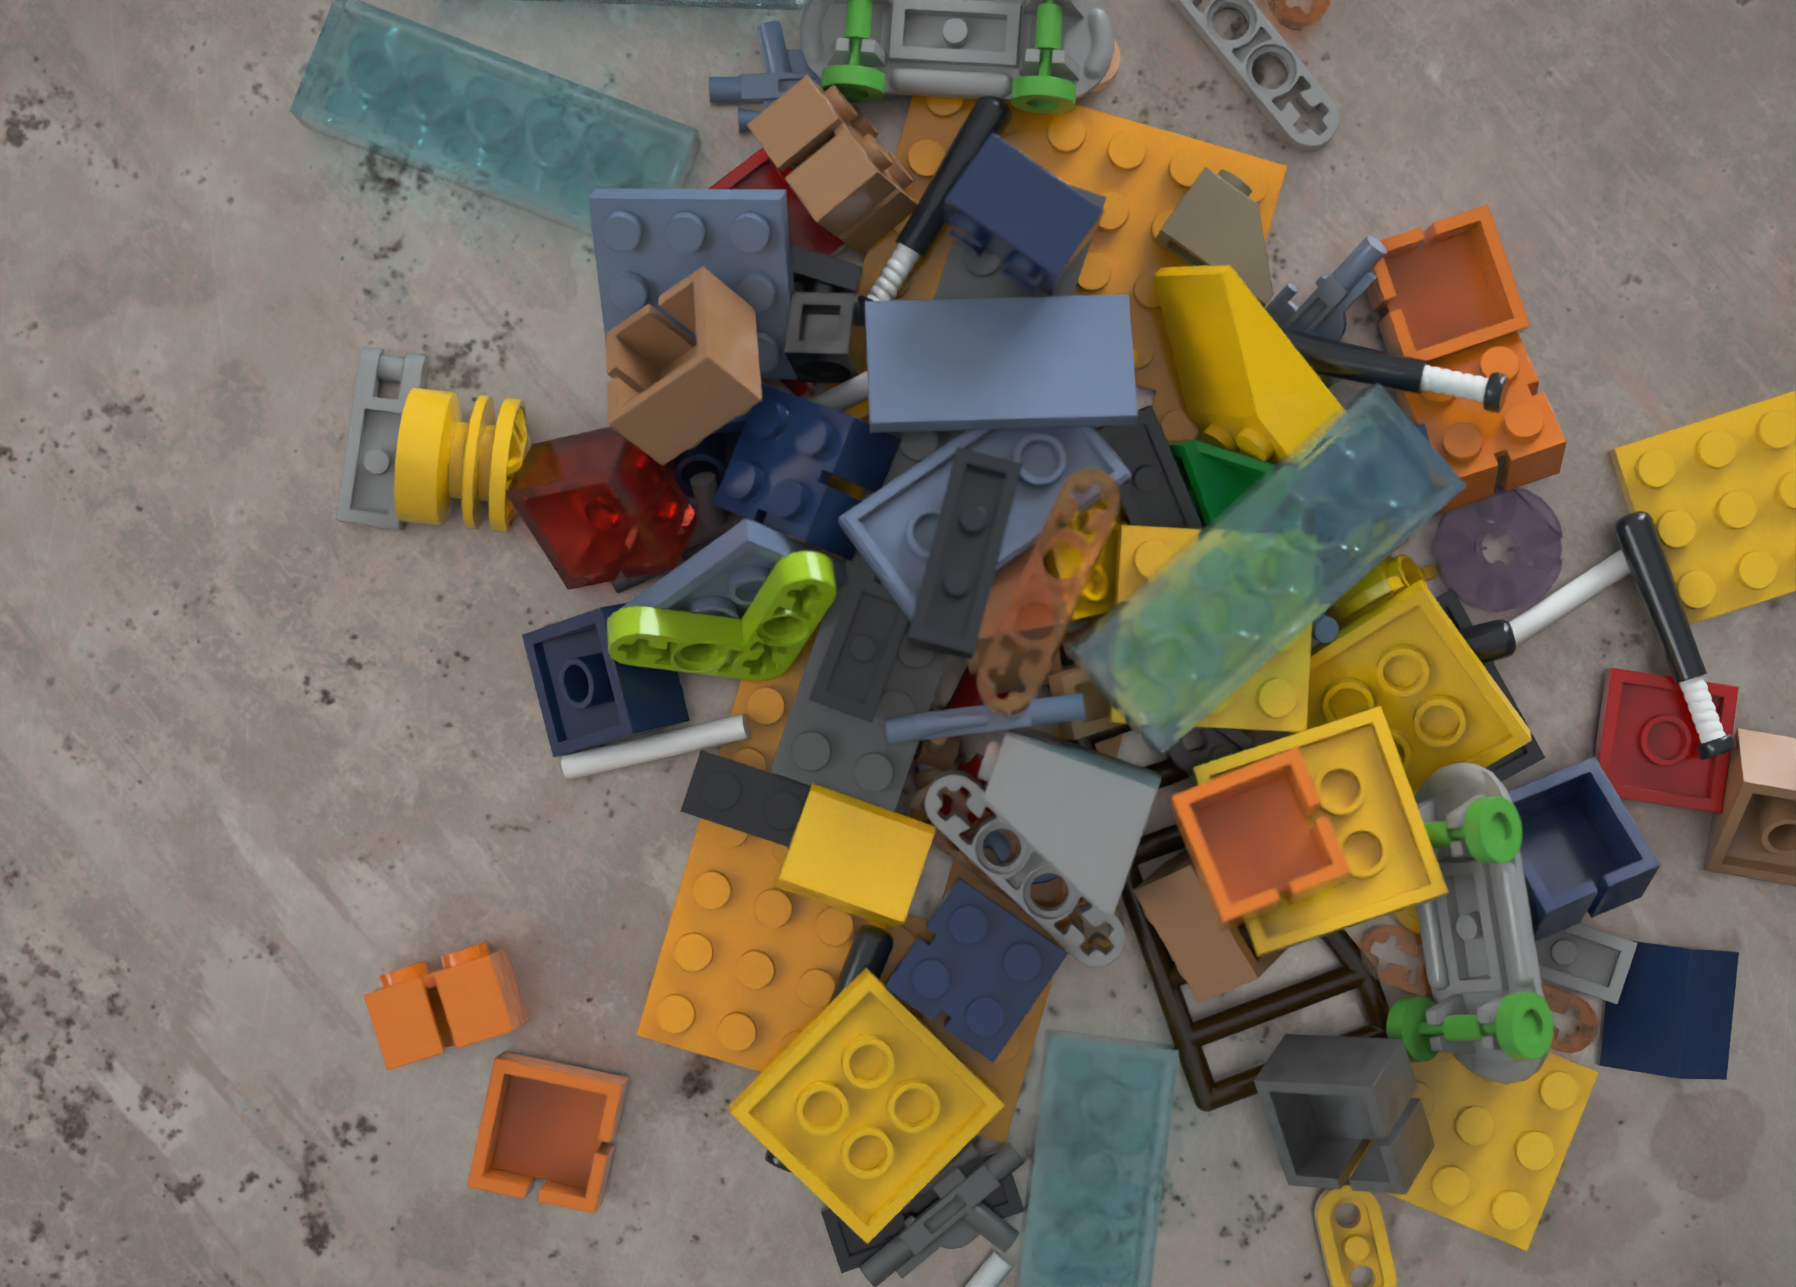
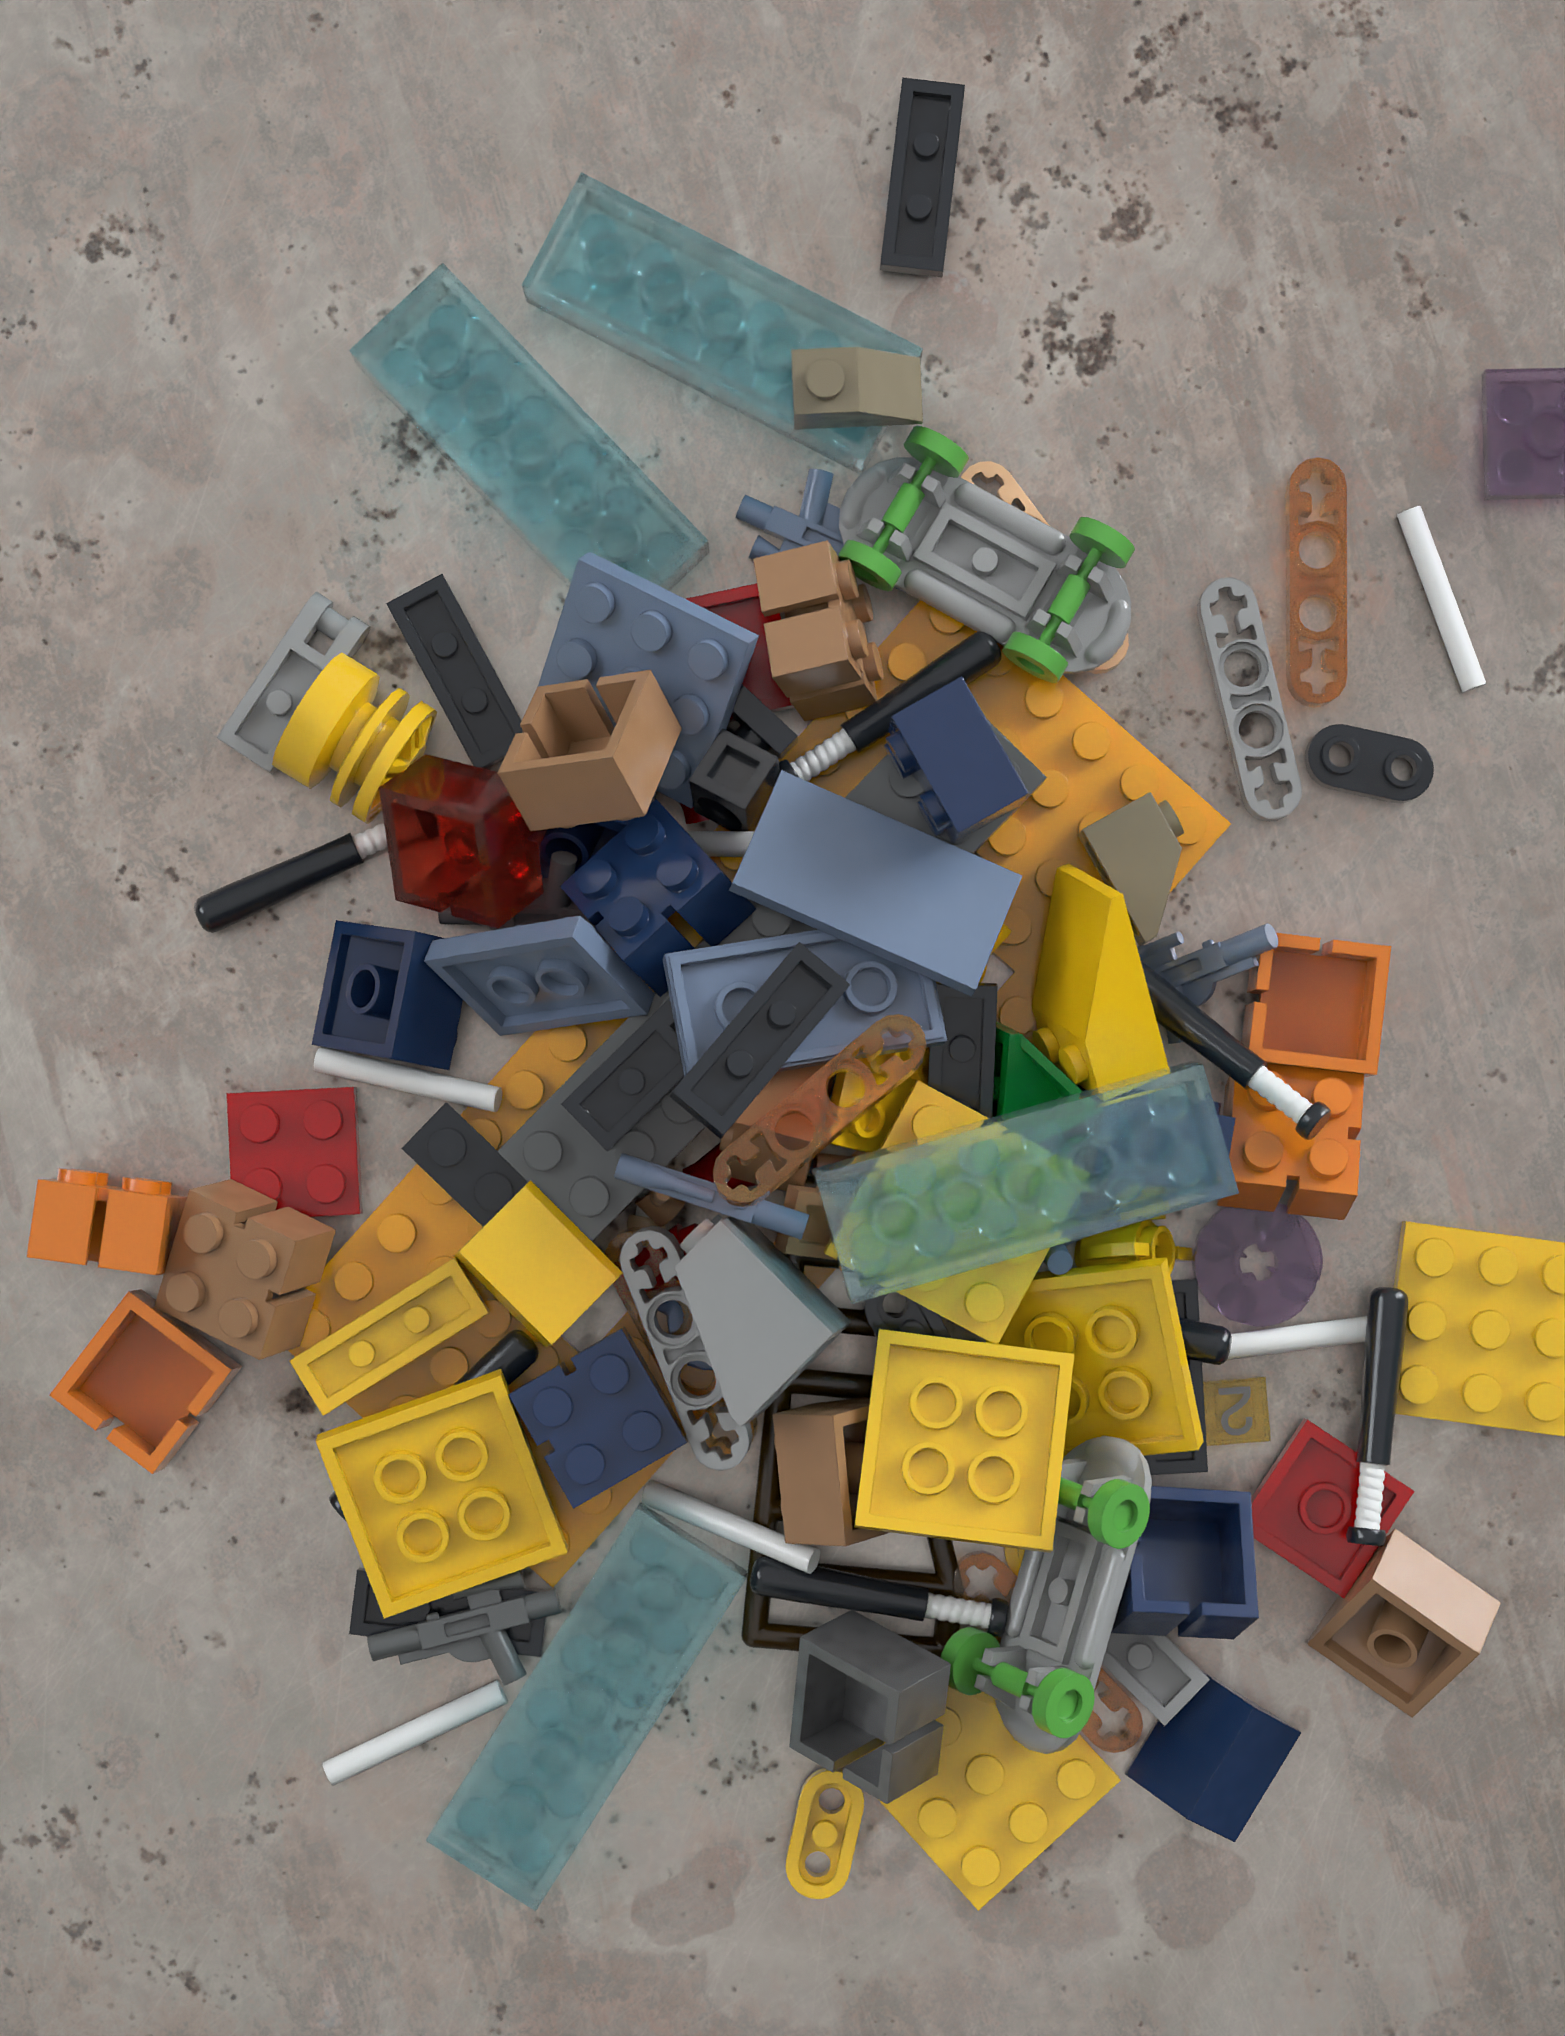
camera: 25 degrees right, 0 degrees up
(458, 620) = (279, 882): none -> black piece
(525, 356) = (457, 670): none -> black plate
(576, 997) = (227, 1271): none -> medium nougat piece
(584, 863) = (298, 1148): none -> red plate
(744, 648) = (533, 1031): lime beam -> none
(750, 986) = (389, 1336): none -> yellow plate
(1140, 1011) = (730, 1526): none -> white bar
(1254, 838) = (901, 1419): orange piece -> none
(1283, 1016) = (872, 1595): none -> black piece
(1386, 53) = (1370, 763): none -> black plate
(1544, 690) = (1236, 1410): none -> clear yellow tile

